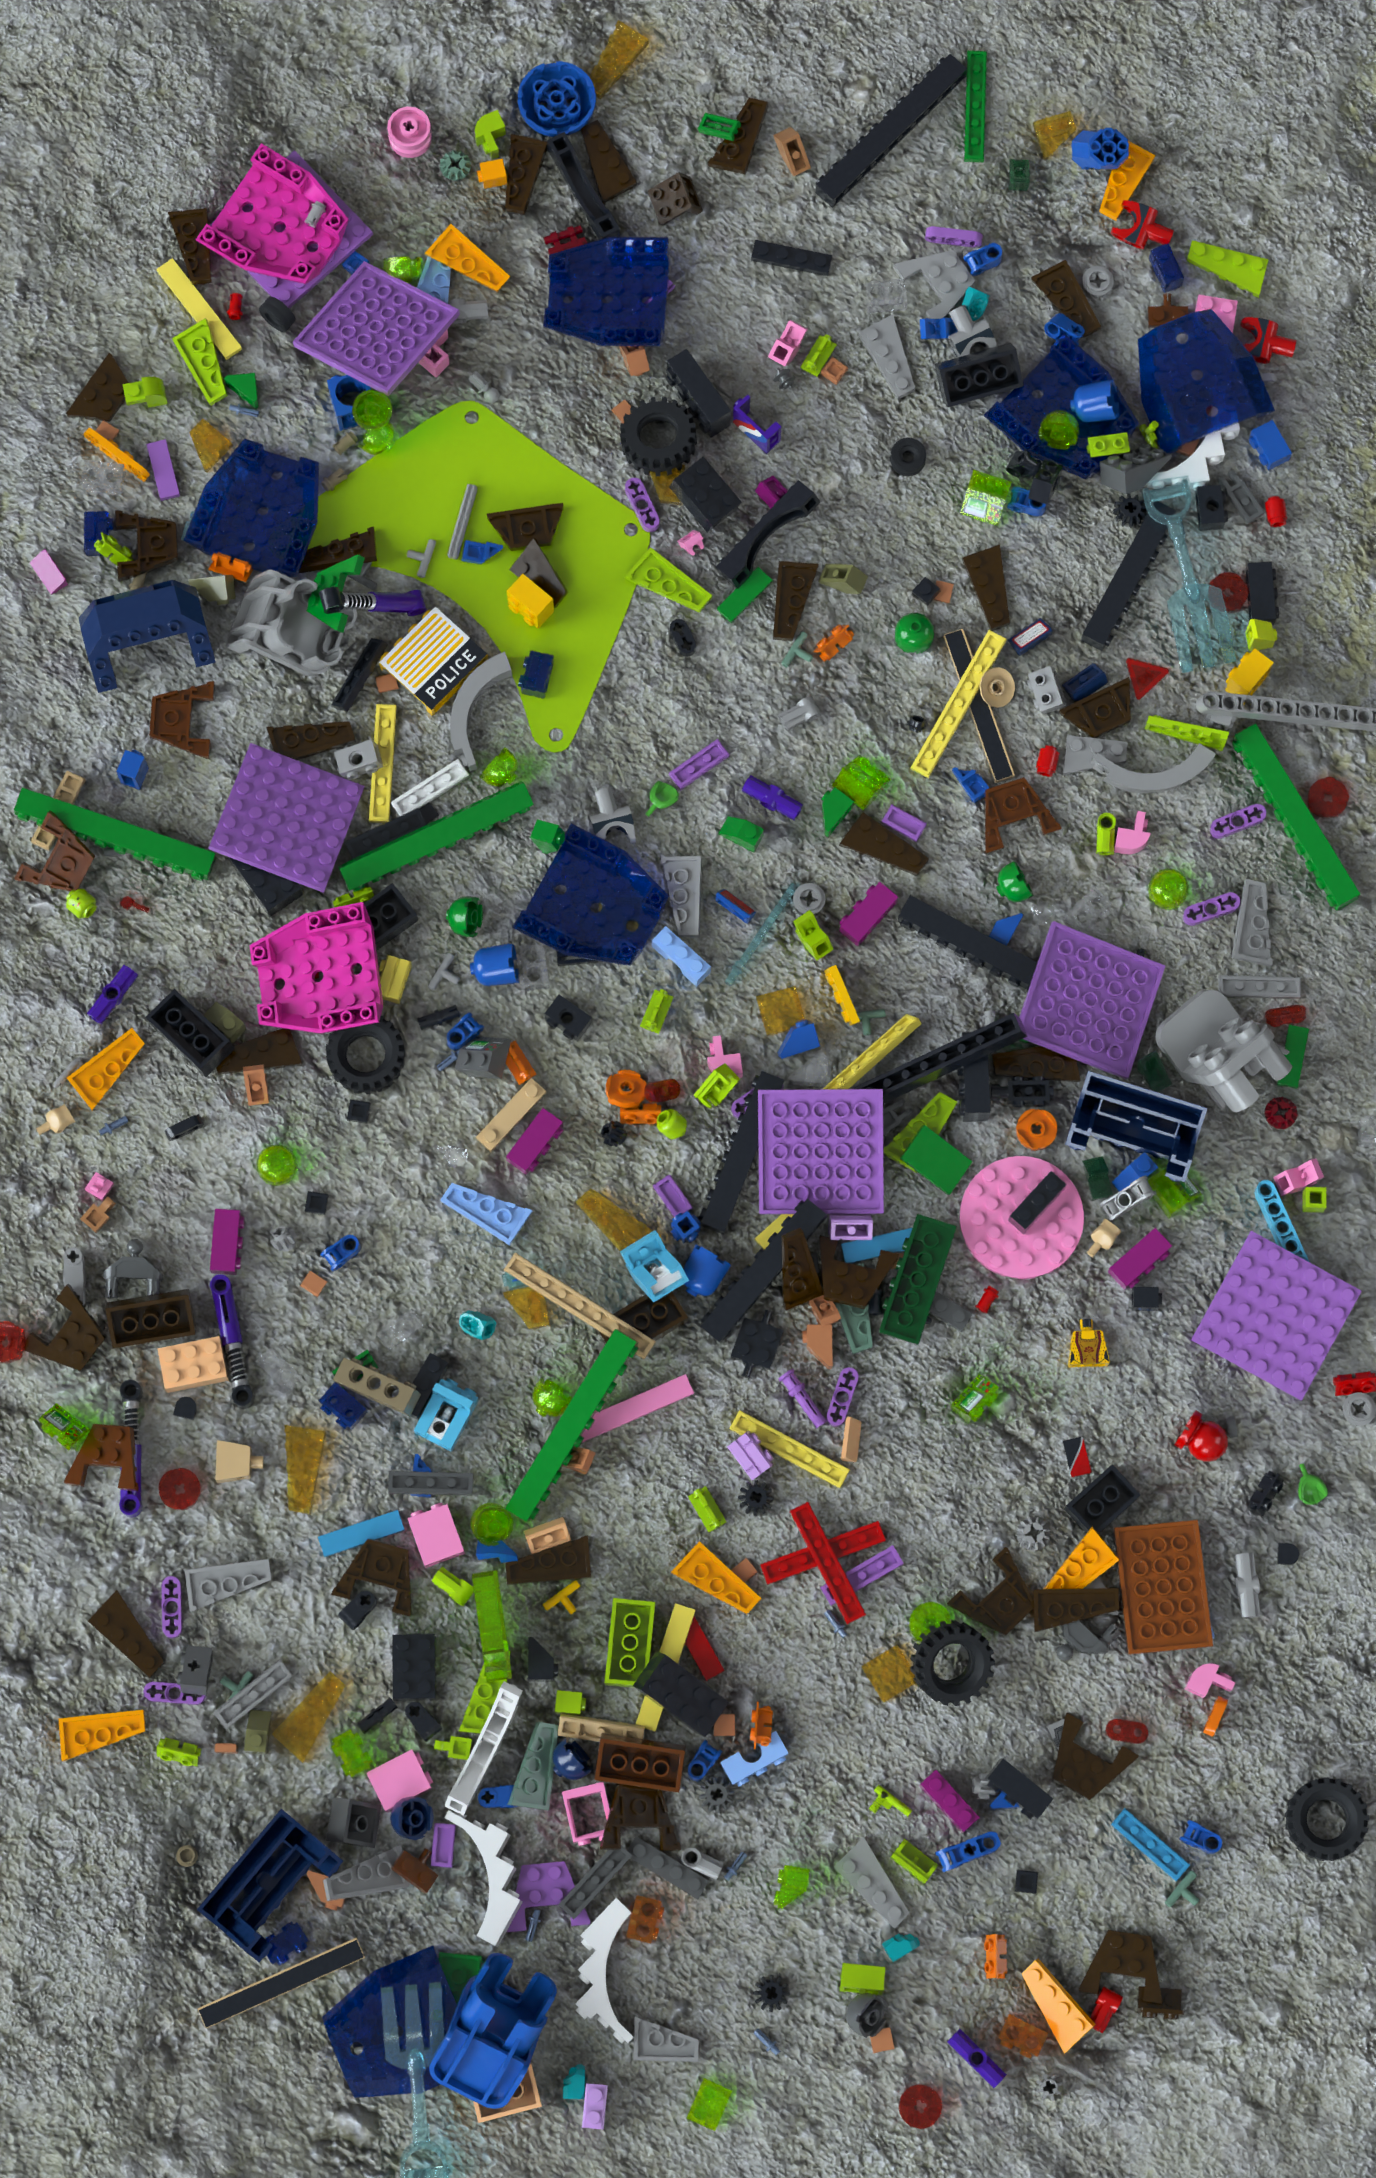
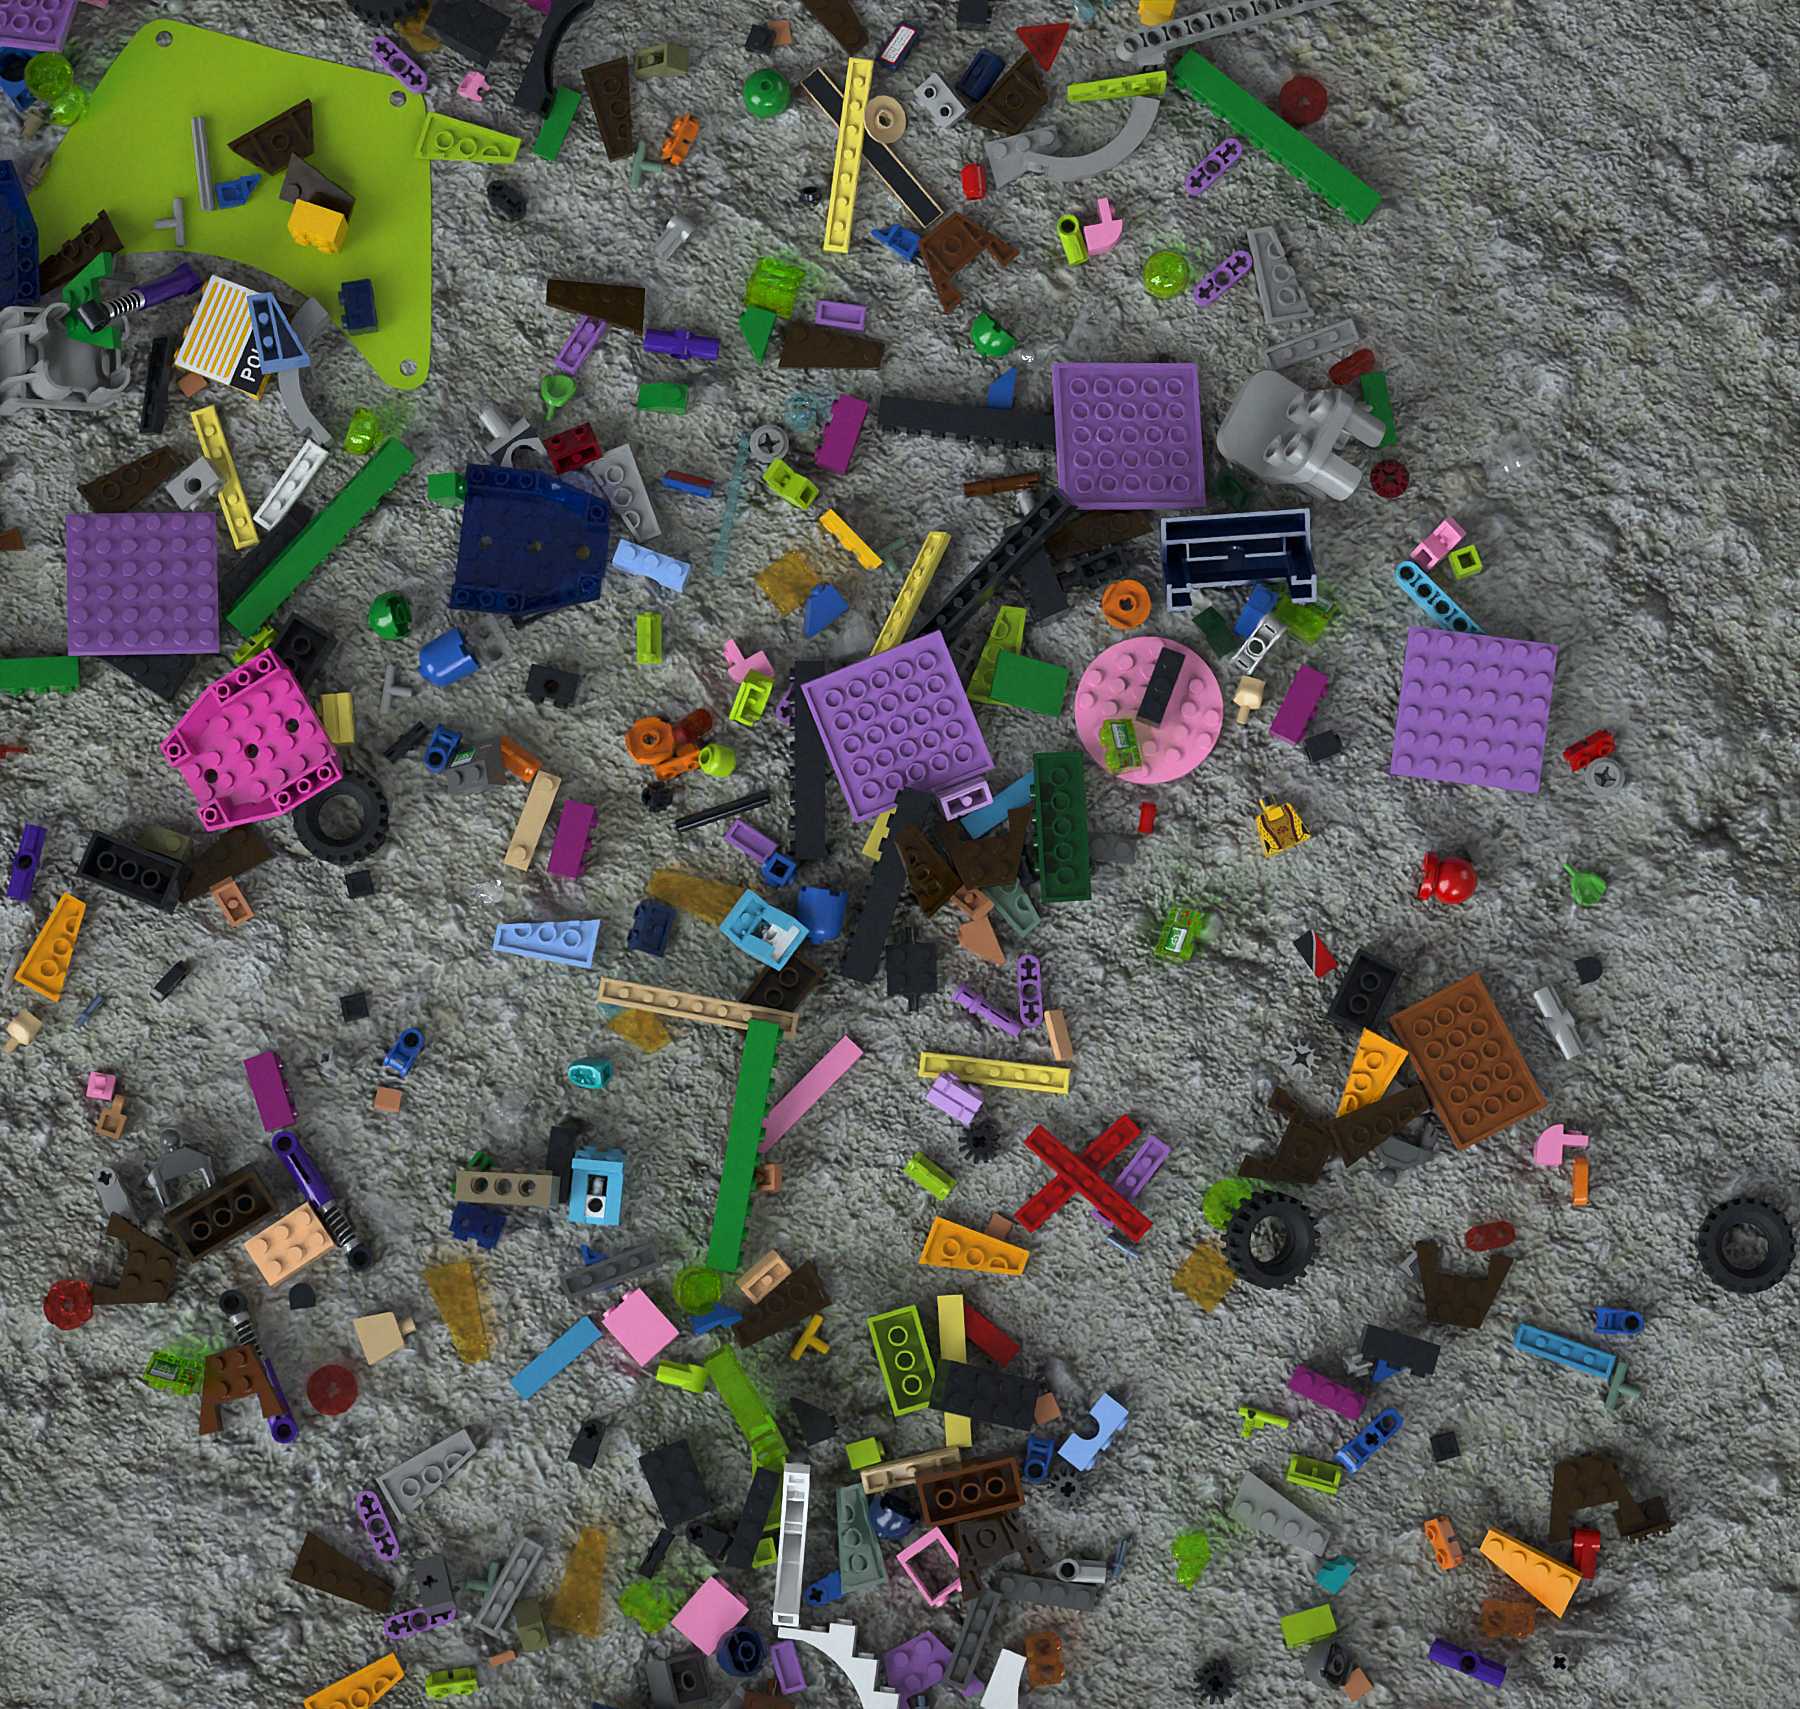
camera: 20 degrees left, 5 degrees up
(276, 1165) = (292, 982): clear neon green cylinder -> none
(383, 1566) = (591, 1385): dark brown wing -> none
(448, 1060) = (442, 780): sand blue piece -> none
(462, 672) = (274, 338): none -> medium blue wedge
(462, 1718) = (753, 1518): none -> black plate
(549, 1398) = (706, 1123): clear neon green cylinder -> none
(568, 1232) = (651, 928): none -> dark blue bracket
(656, 843) = (573, 448): none -> dark red brick
(659, 1165) = (722, 811): none -> black axle
(722, 741) = (608, 303): none -> dark brown wing
(761, 1717) = (1089, 1402): orange hinge -> none
(842, 884) = (800, 412): none -> clear light blue head
(966, 997) = (998, 485): none -> reddish brown pin
(988, 1237) = (1121, 746): none -> clear neon green slope
(1271, 1484) = (1540, 920): black hinge -> none

